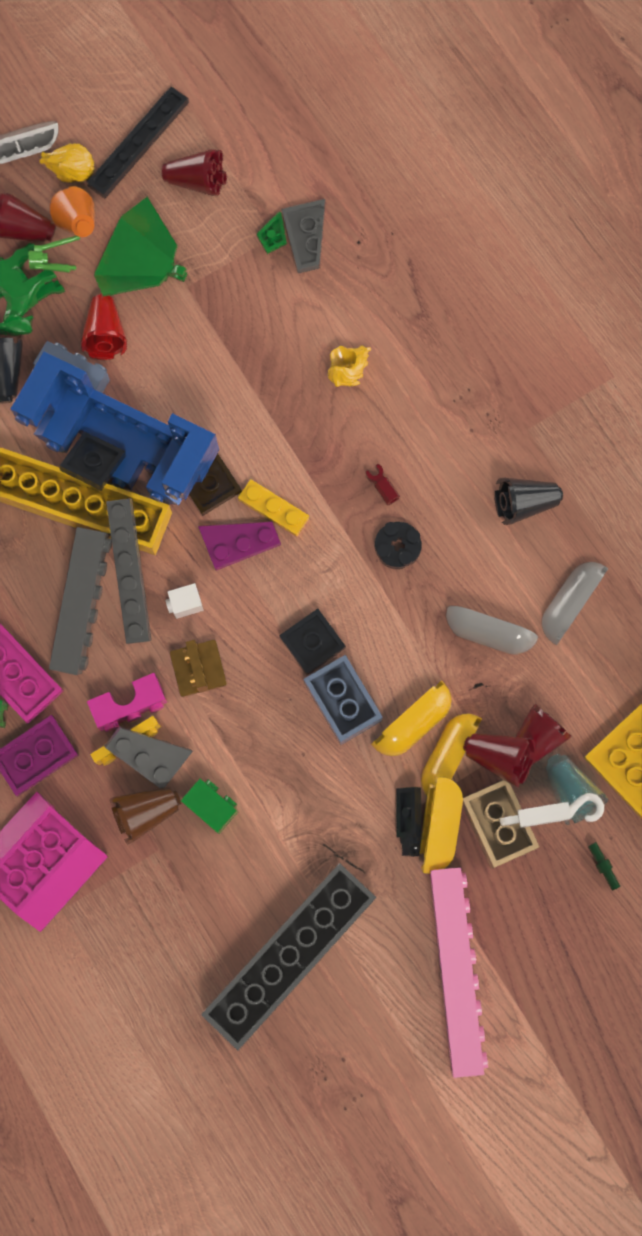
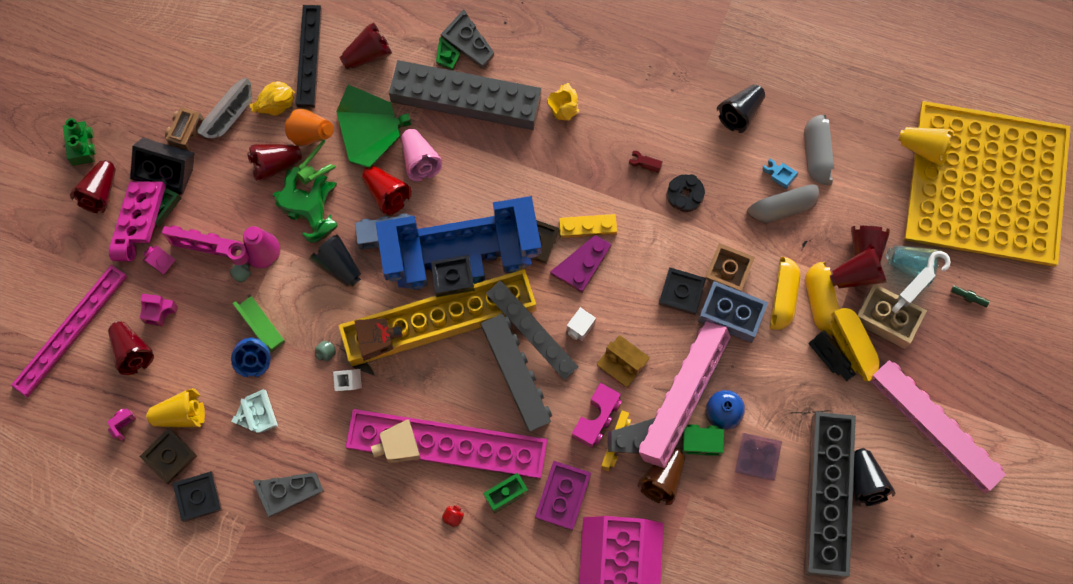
camera: 40 degrees left, 5 degrees down
(161, 318) = (419, 156): none -> bright pink cone
(225, 746) = (684, 394): none -> bright pink brick
(252, 863) = (758, 456): none -> clear purple plate
(257, 288) = (465, 95): none -> dark grey brick
(261, 803) = (723, 417): none -> blue cylinder
(342, 970) = (869, 480): none -> black cone
(374, 654) = (729, 267): none -> medium nougat slope
(511, 597) = (781, 174): none -> dark azure plate

